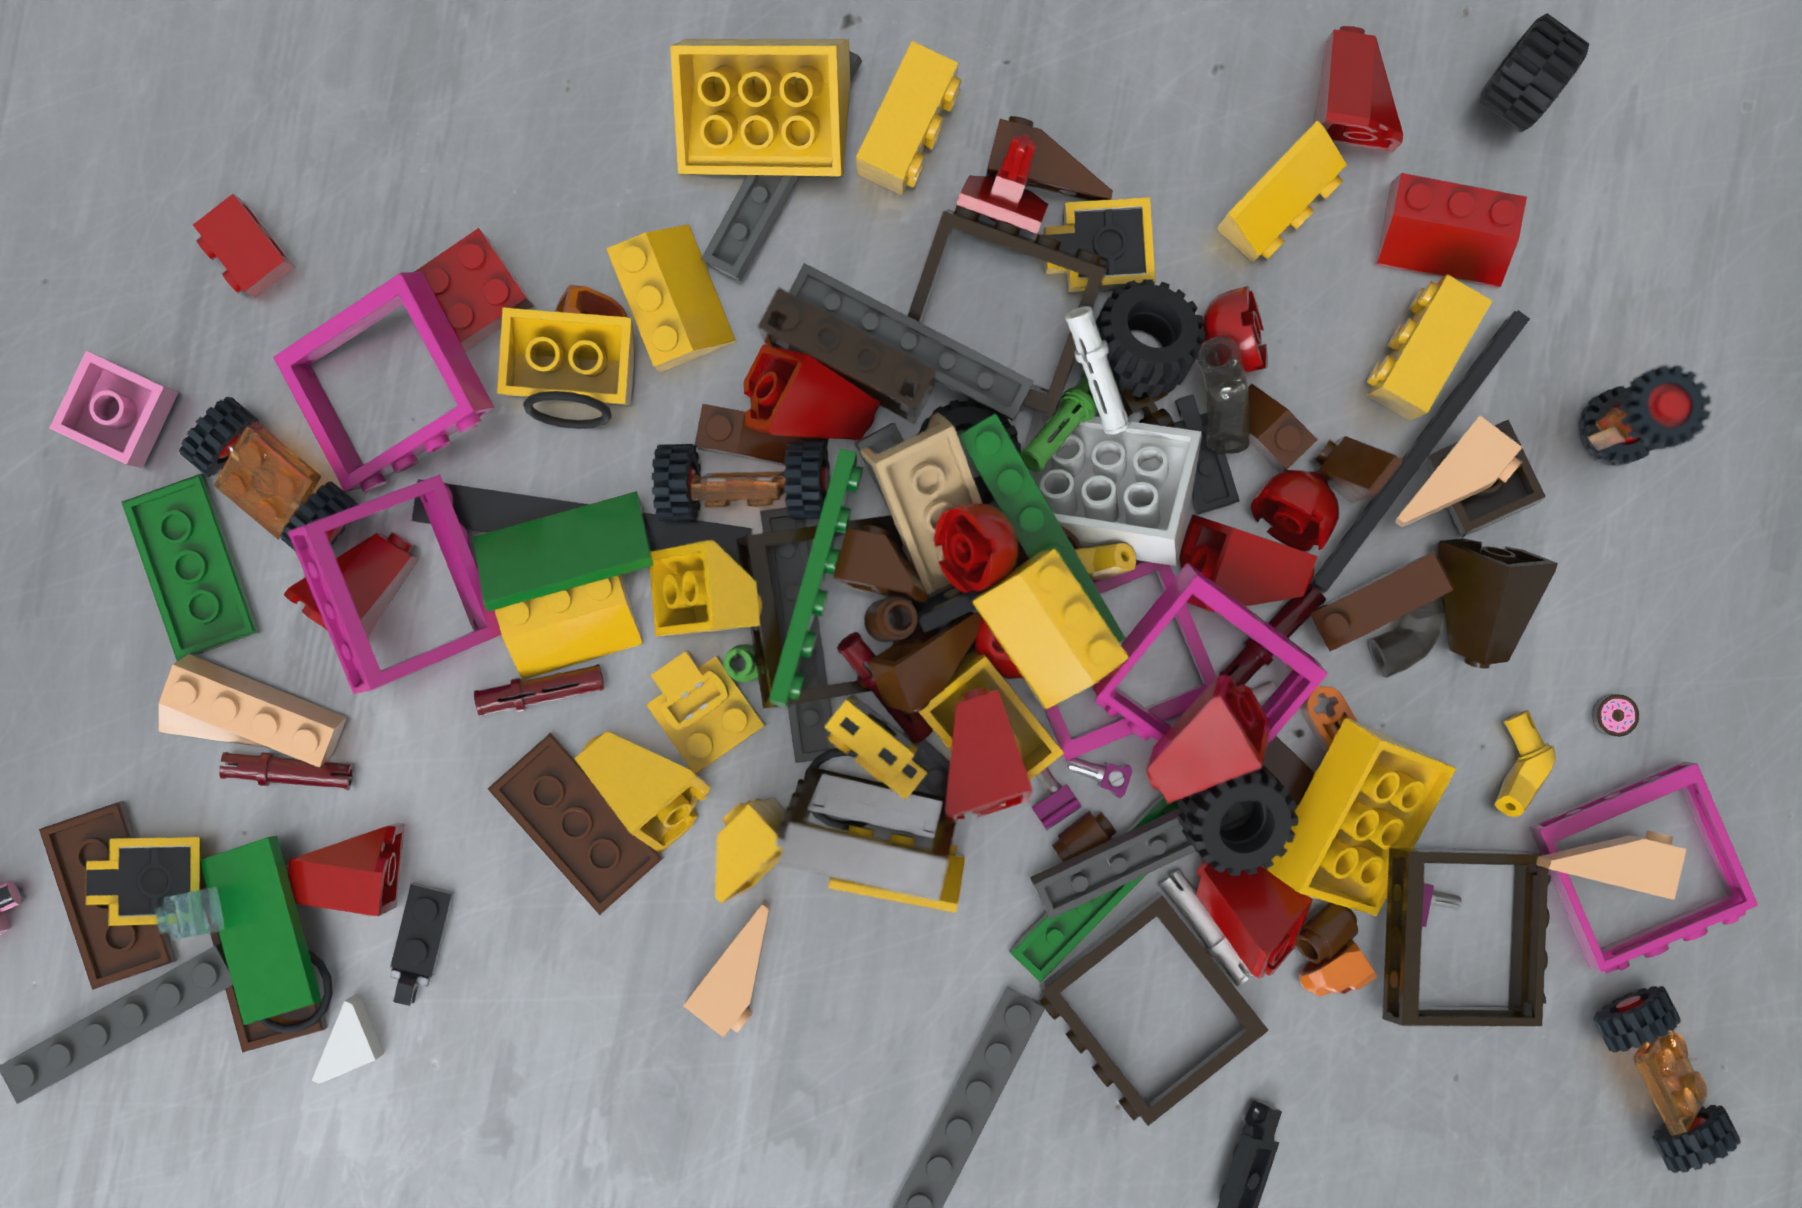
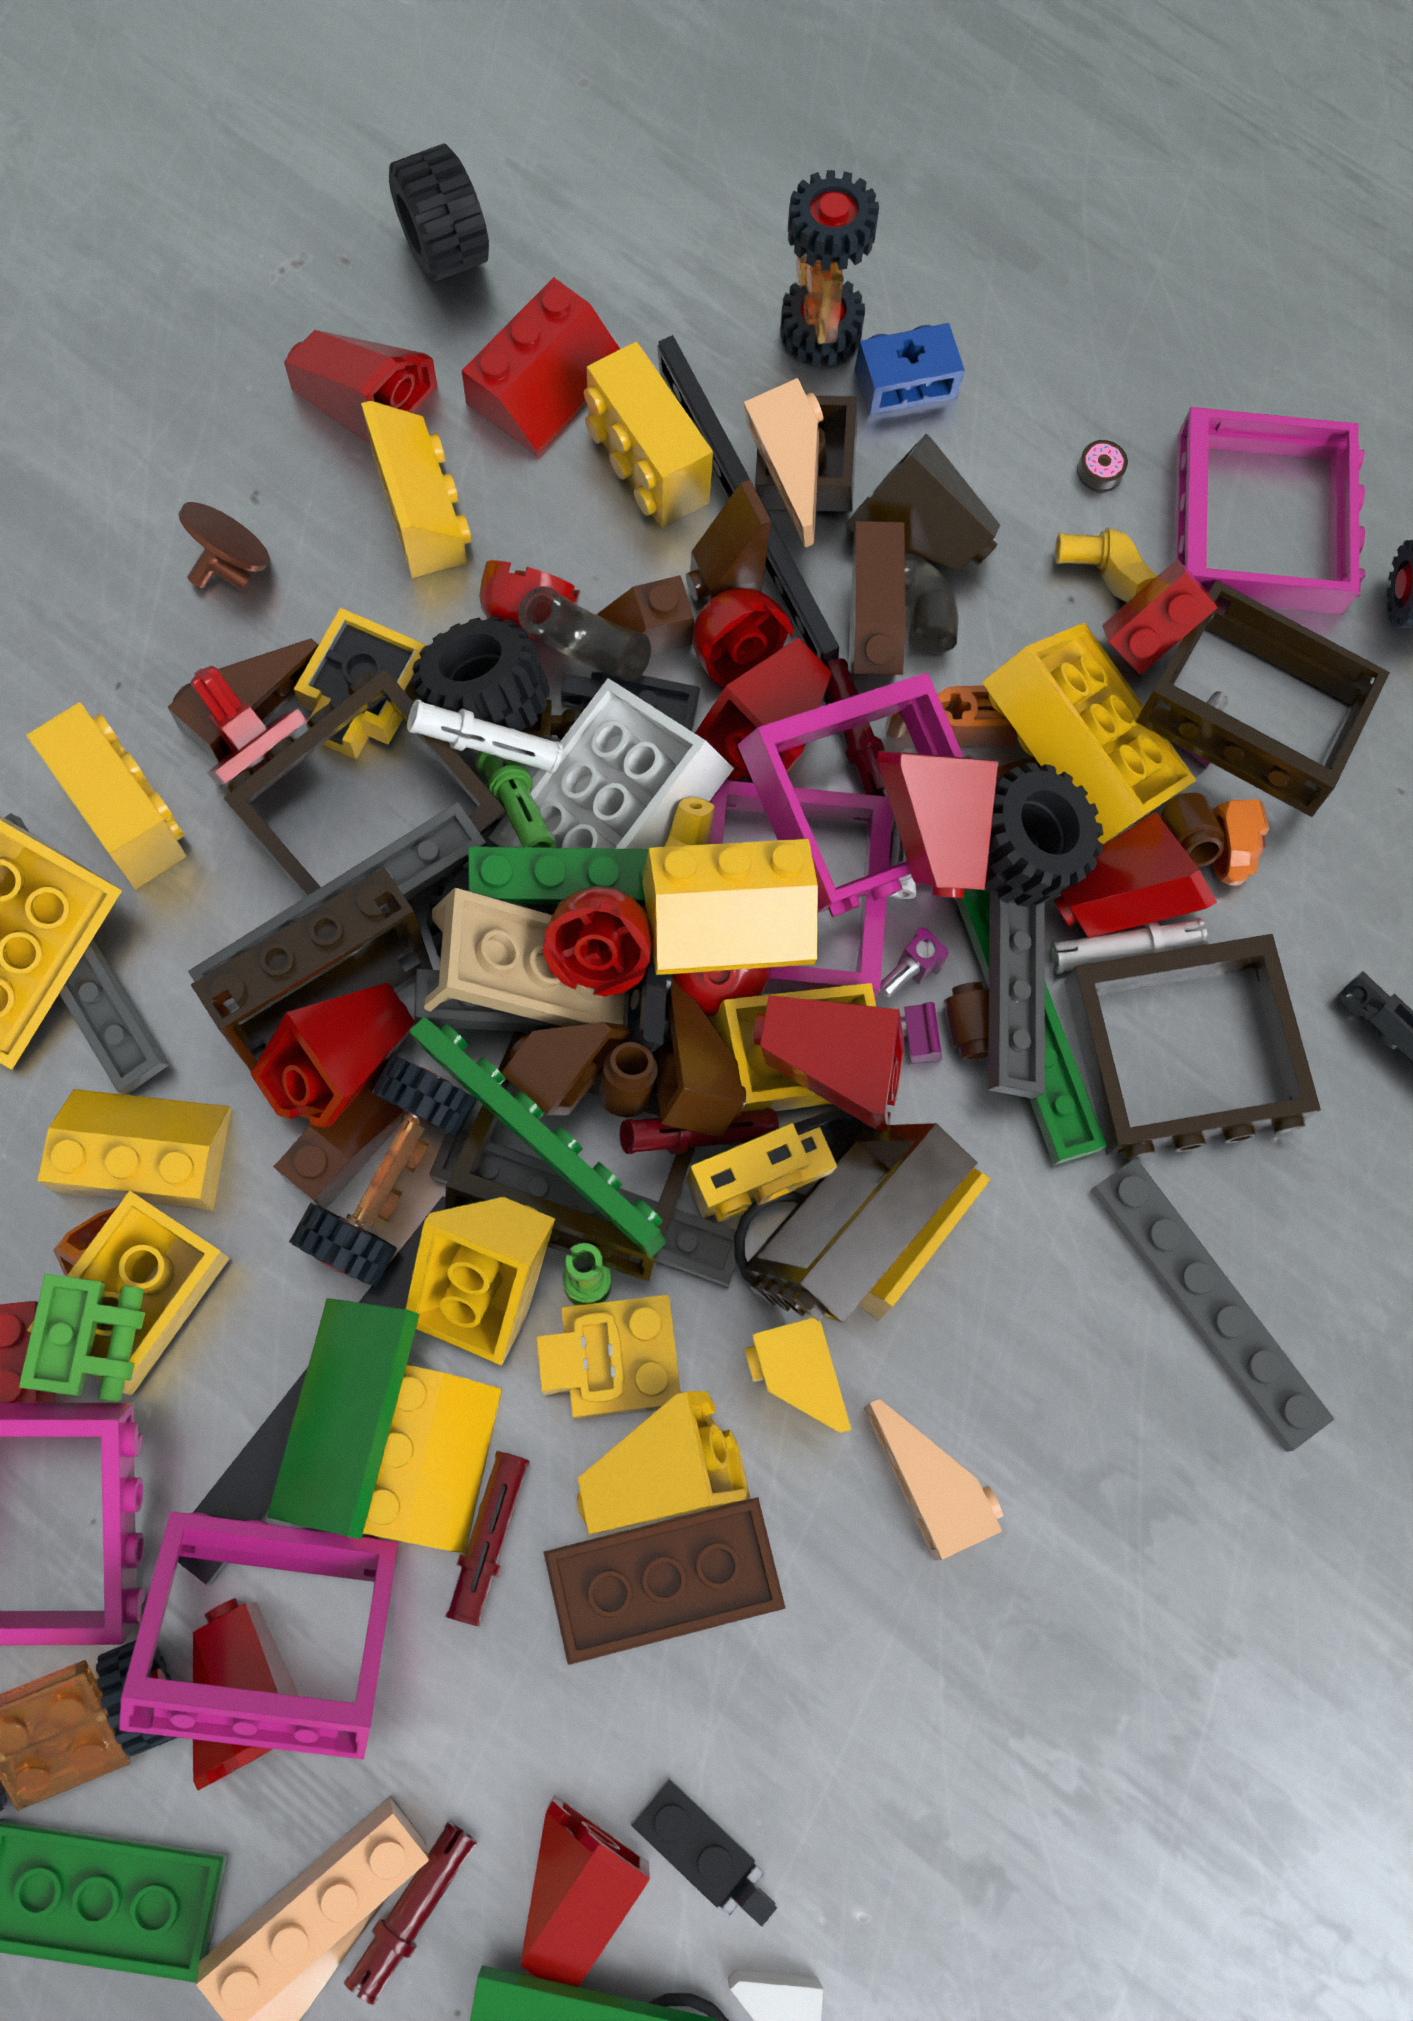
camera: 70 degrees left, 15 degrees down
(509, 338) = (65, 1335): none -> bright green plate
(567, 396) = (168, 1309): black piece -> none
(1158, 74) = (226, 544): none -> copper shield
(1487, 825) = (1159, 616): none -> red brick
(1592, 512) = (909, 368): none -> blue brick
(1627, 862) = (1266, 501): light nougat slope -> none

